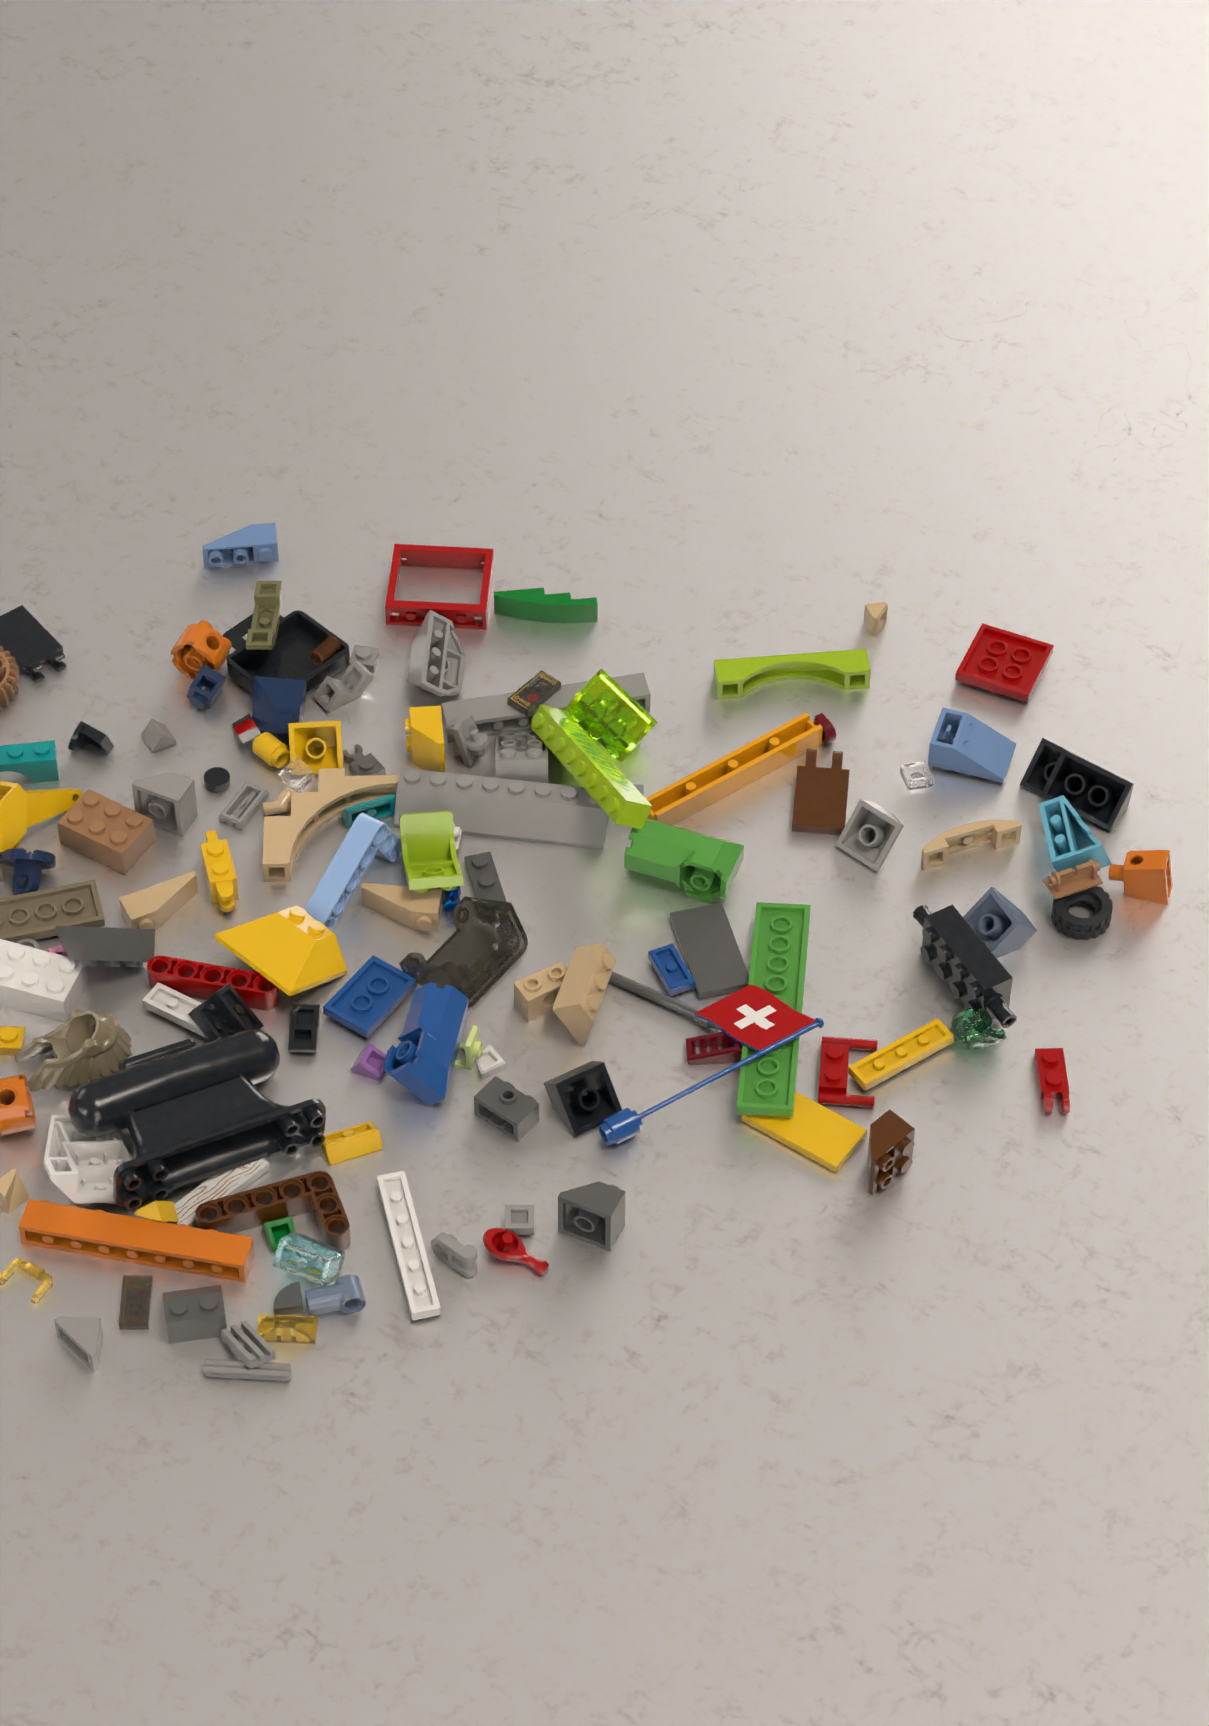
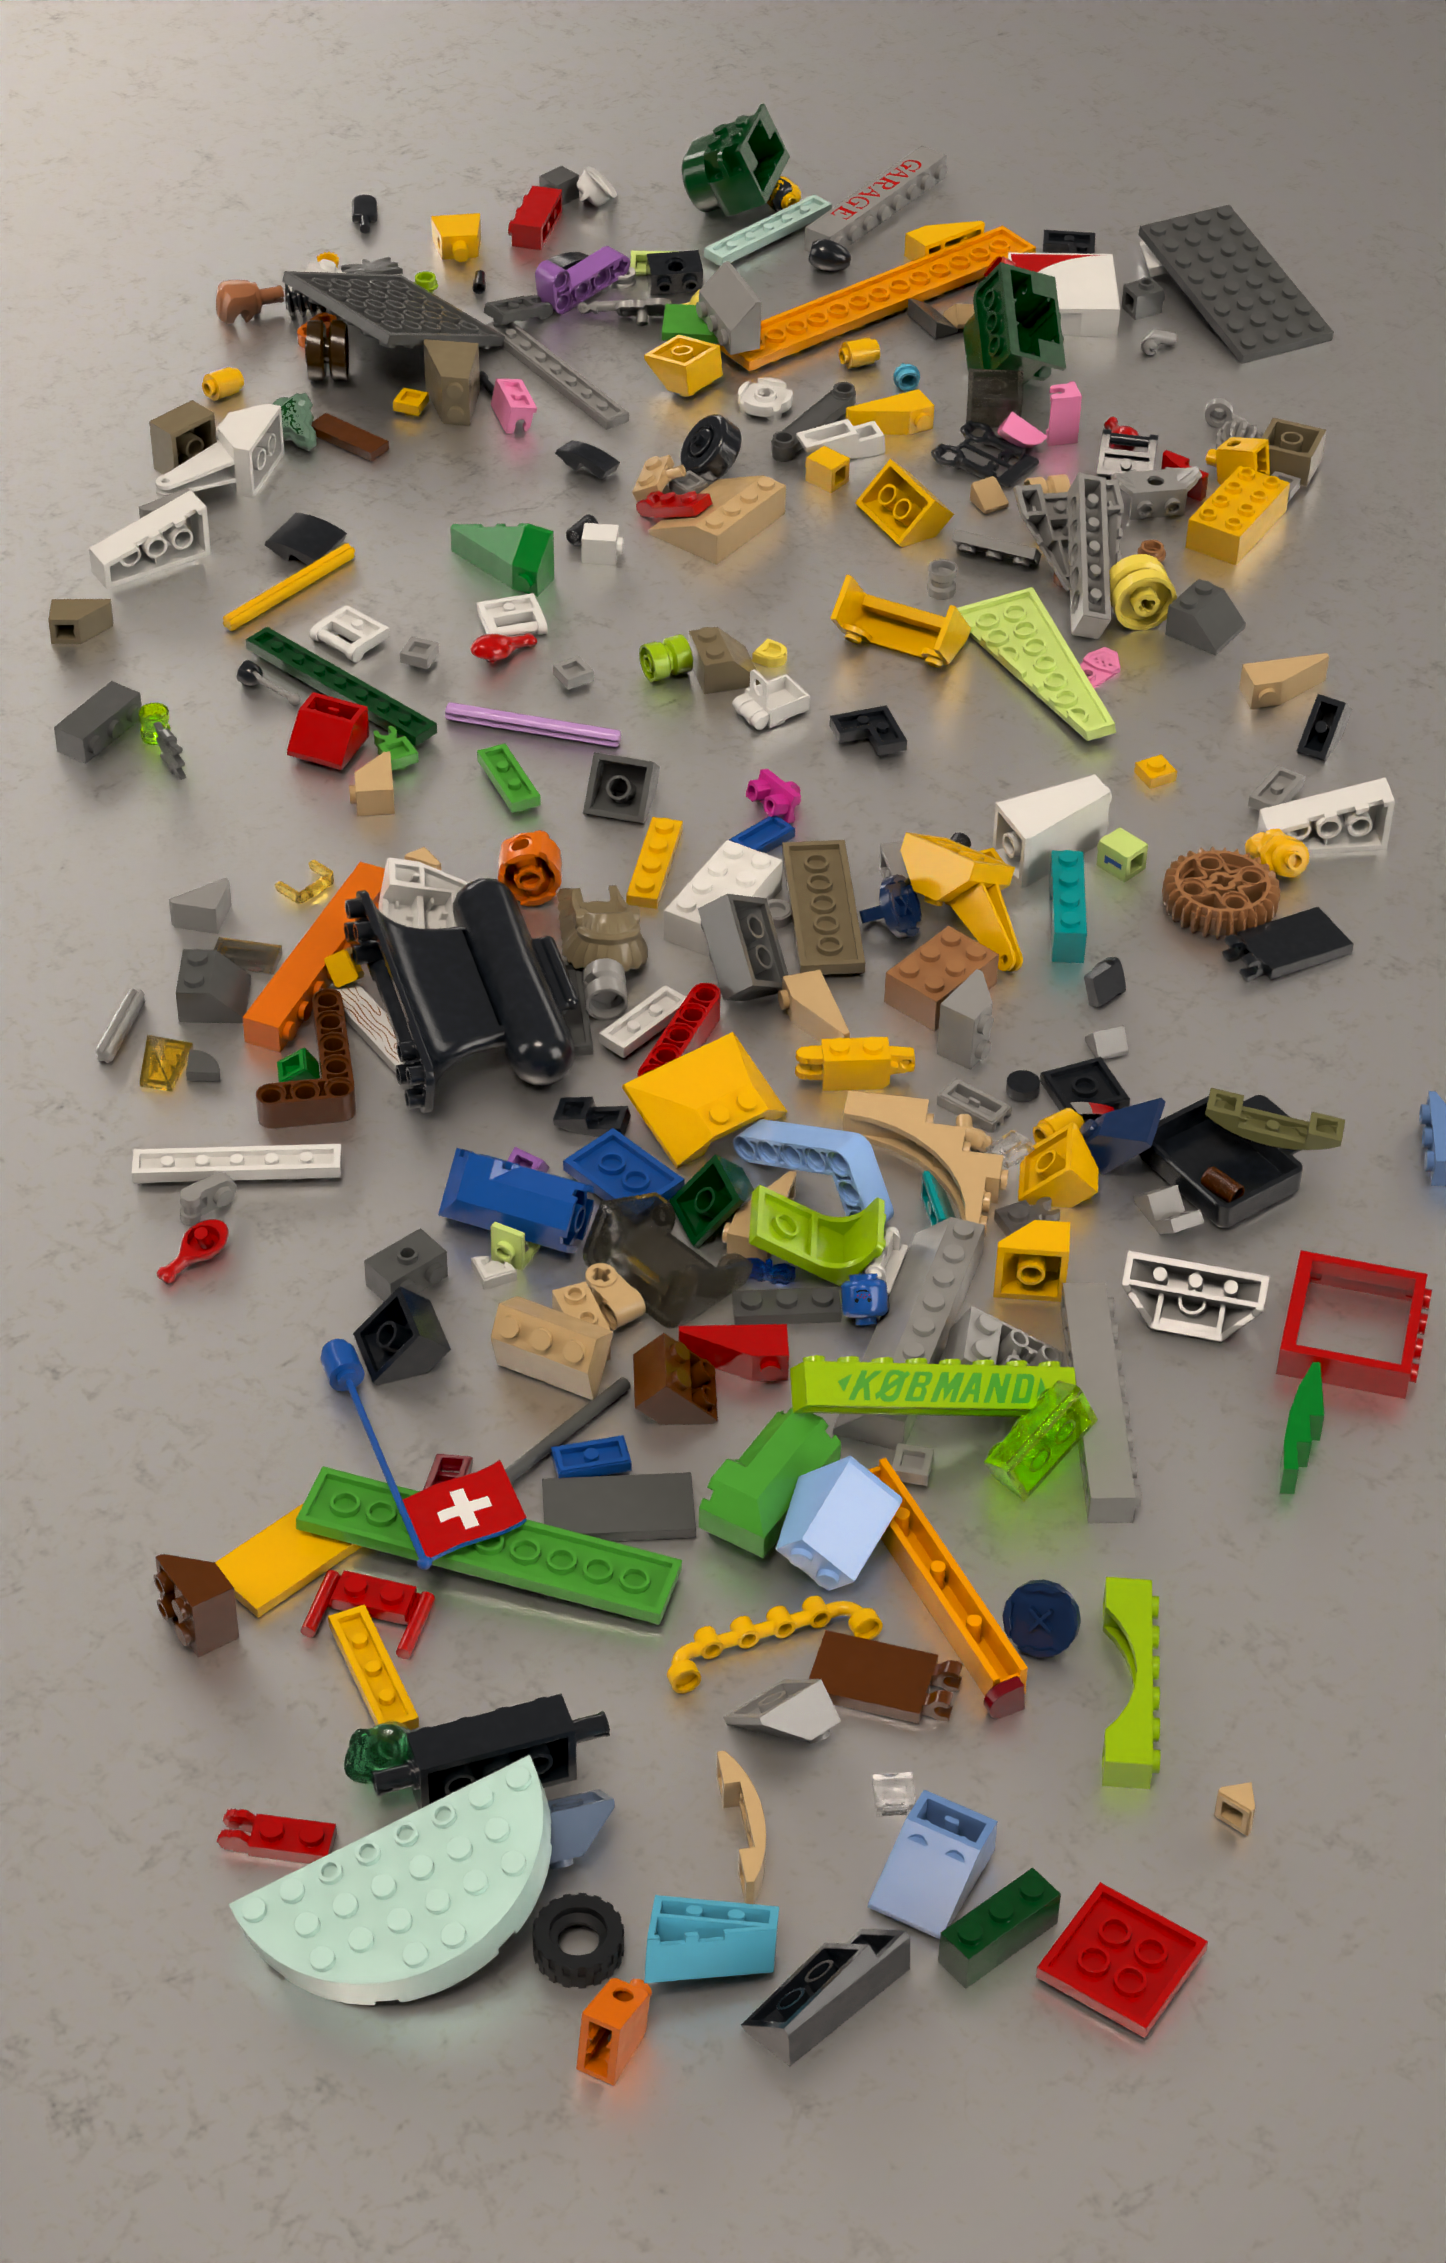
camera: 100 degrees right, 5 degrees down
(162, 1028) = (605, 989): none -> light grey wheel
(200, 646) = (1234, 1067): orange brick -> none
(205, 687) = (1179, 1081): dark blue brick -> none
(214, 745) = (1084, 1082): none -> black tile
(224, 1014) = (611, 1042): black slope -> none
(253, 1343) = (144, 1018): light grey tile -> none
(309, 1258) = (237, 1074): clear light blue brick -> none
(343, 1295) = (185, 1101): sand blue piece -> none
(351, 1142) = (410, 1139): yellow slope -> none
(366, 655) = (1225, 1240): light grey plate -> none
(395, 932) = (710, 1198): none -> dark green slope
(468, 741) = (1035, 1301): light grey hips -> none
(481, 834) = (864, 1298): none -> blue head
(503, 979) = (614, 1295): none -> tan piece
(520, 1219) = (236, 1259): light grey plate -> none
(534, 693) = (1103, 1370): clear smoke tile -> none
(545, 894) = (746, 1351): none -> red slope
(589, 929) = (674, 1384): none -> reddish brown slope
(592, 1213) = (197, 1310): dark grey slope -> none
(718, 812) = (836, 1521): none -> light blue slope
(758, 709) = (1041, 1618): none -> dark blue tile
(805, 865) = (685, 1675): none -> yellow bar
(1006, 713) = (999, 1927): none -> dark green brick
(1073, 880) = (615, 1915): medium nougat hinge -> none
(1096, 975) = (412, 1899): none -> light aqua brick

